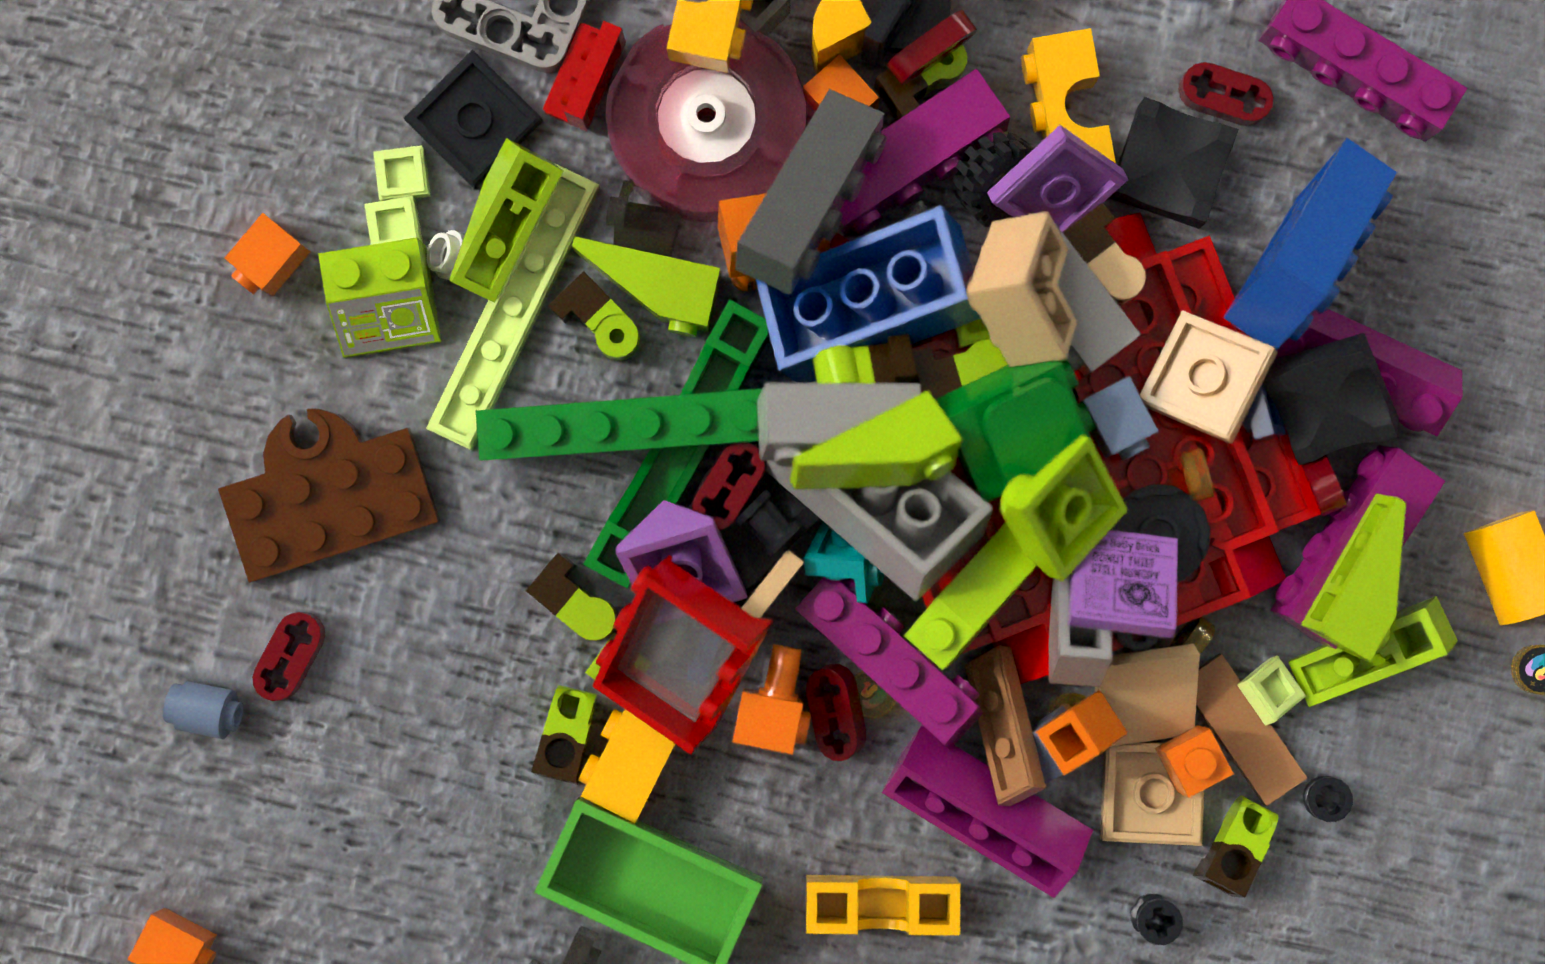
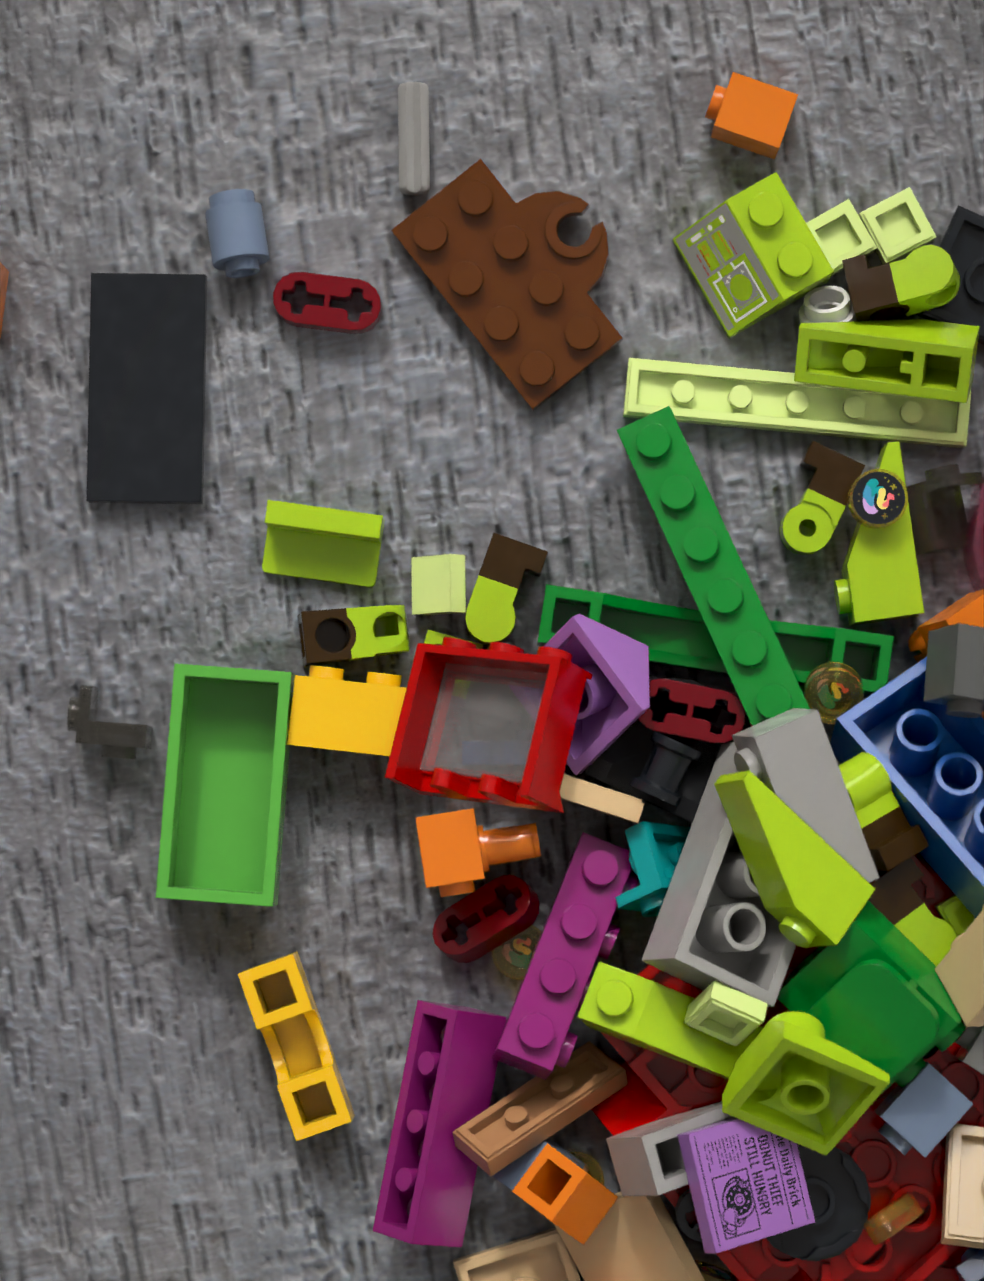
camera: 70 degrees right, 0 degrees up
(181, 536) = (413, 138): none -> light grey axle
(302, 829) = (146, 388): none -> black tile
(451, 186) = (903, 286): none -> leg
(483, 732) = (322, 543): none -> lime panel
(551, 650) = (438, 584): none -> yellowish green tile
(614, 270) = (877, 498): none -> tile
(755, 364) = (833, 690): none -> clear yellow tile
(984, 549) = (725, 1013): none -> yellowish green tile

